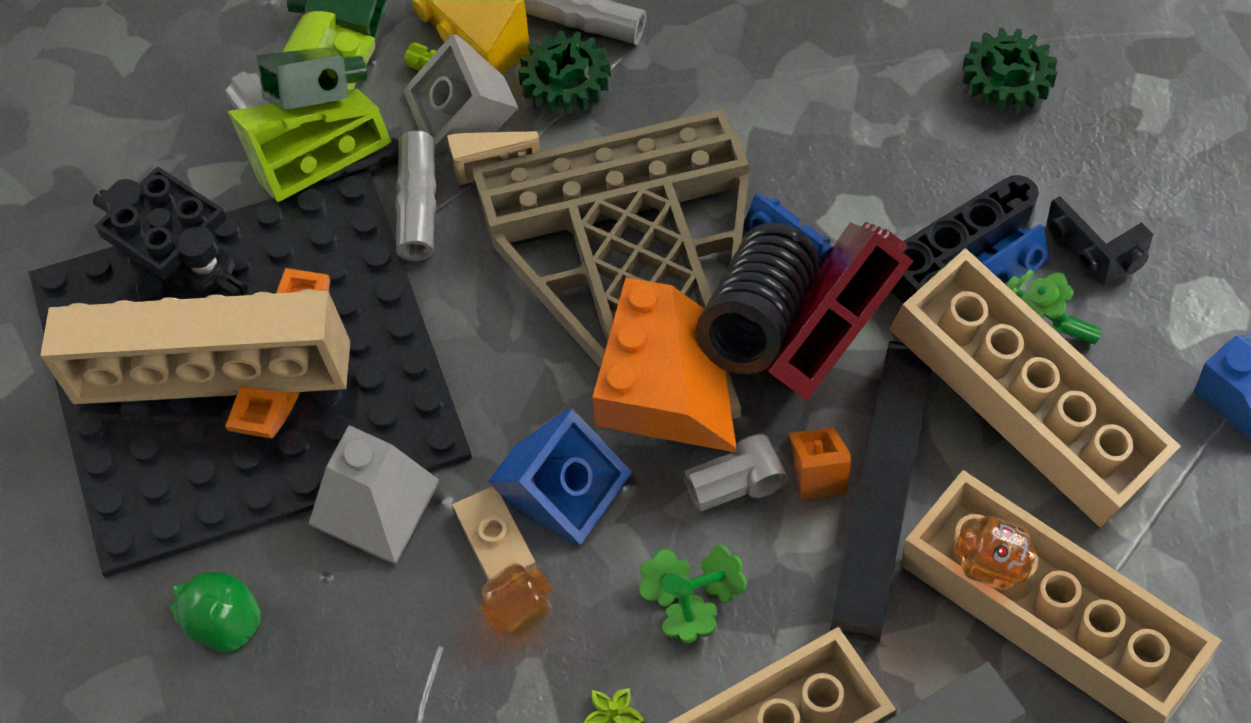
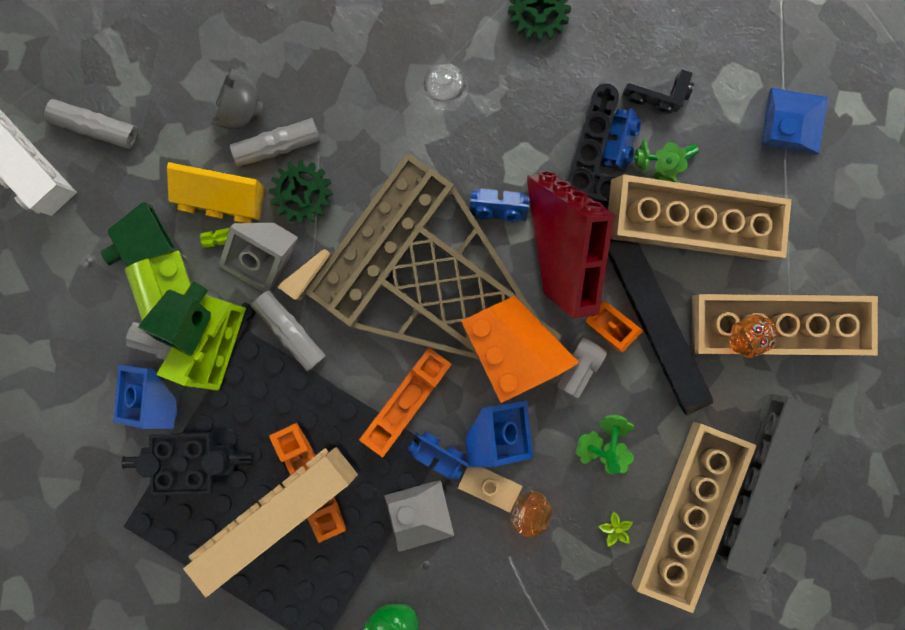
camera: 35 degrees left, 30 degrees up
(191, 151) = (143, 399): none -> blue slope
(459, 425) = (448, 461): none -> blue hinge
(479, 365) = (405, 402): none -> orange slope
(758, 298) = (529, 271): black piece -> none
(829, 81) = (446, 87): none -> clear hair

